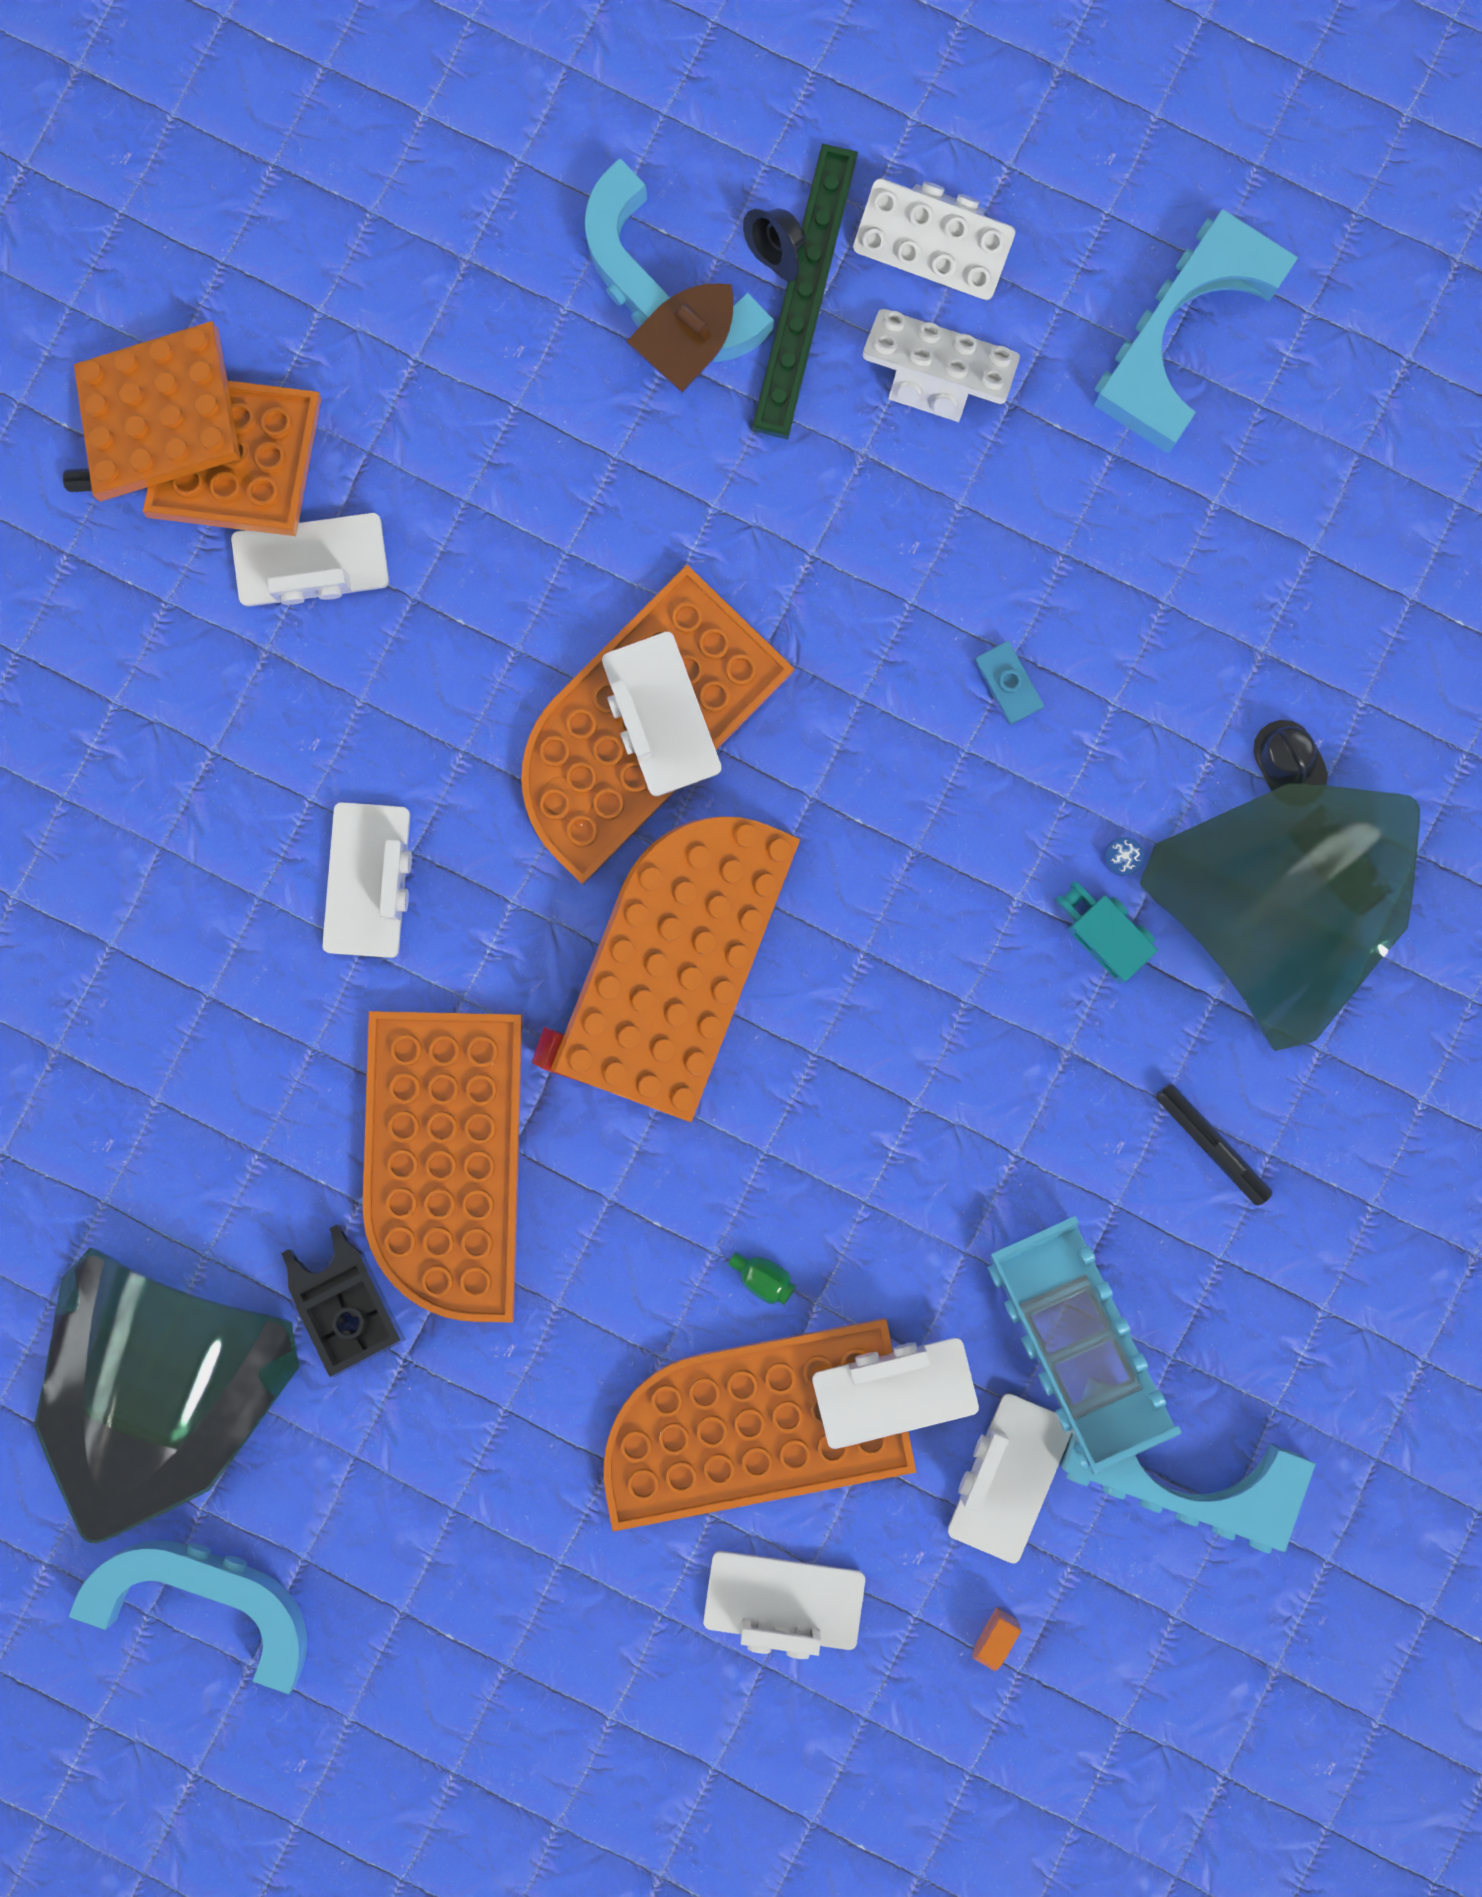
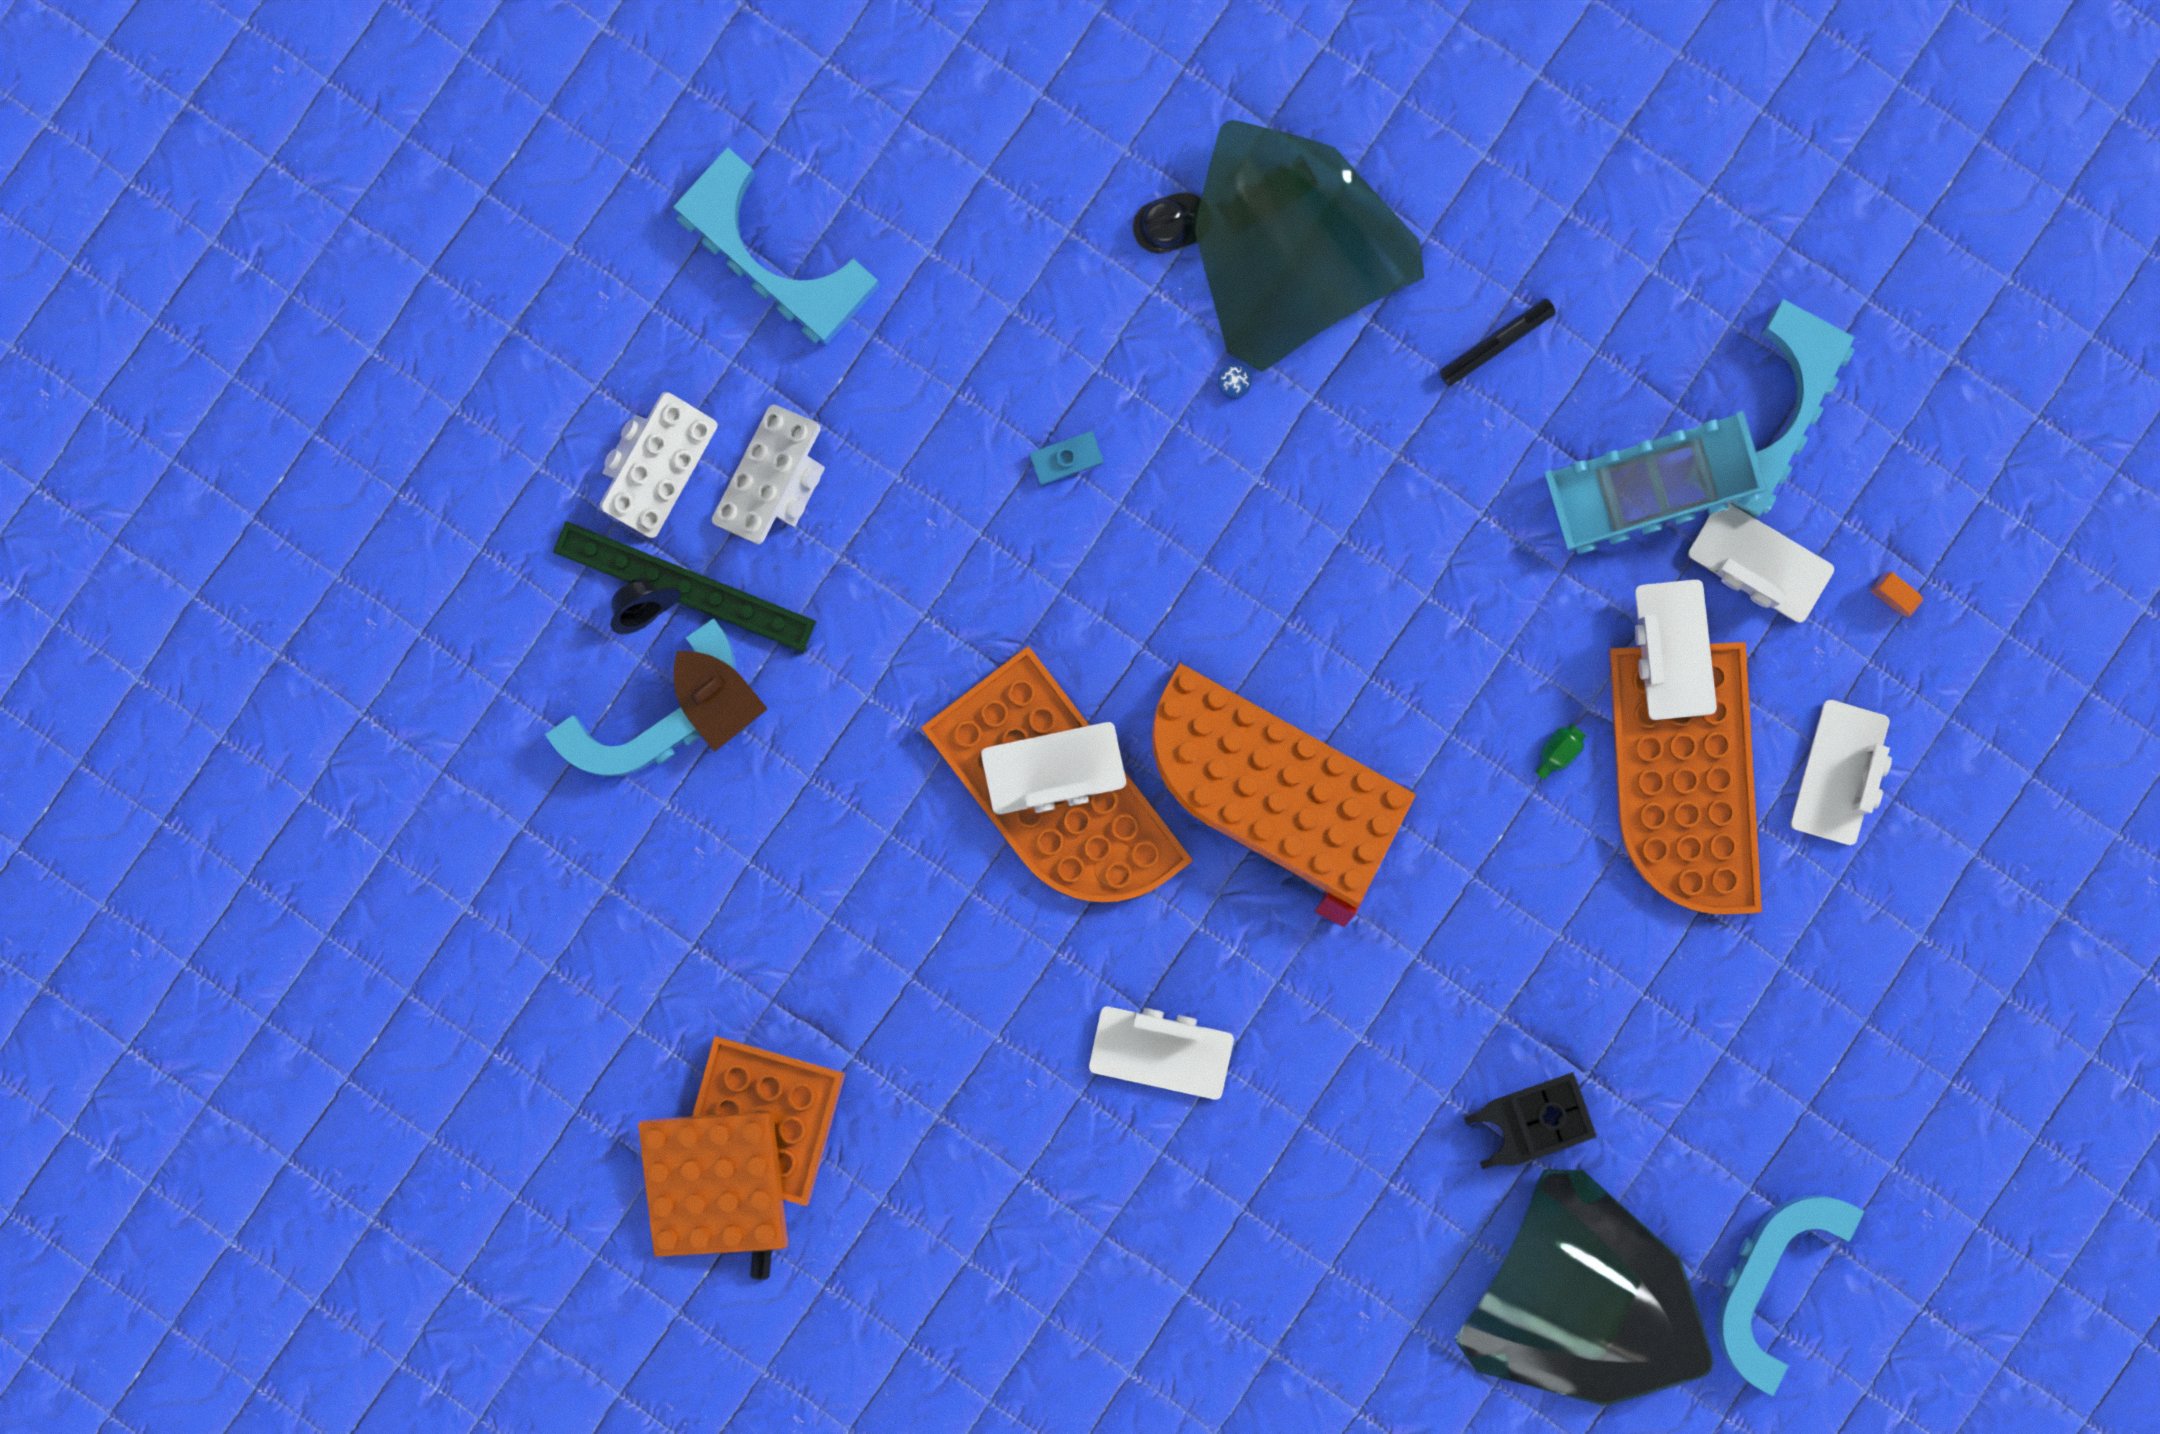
camera: 90 degrees left, 0 degrees up
(319, 561) = (868, 1051): white bracket -> none
(444, 1158) = (1417, 1015): orange plate -> none
(1108, 933) = (1301, 405): teal brick -> none

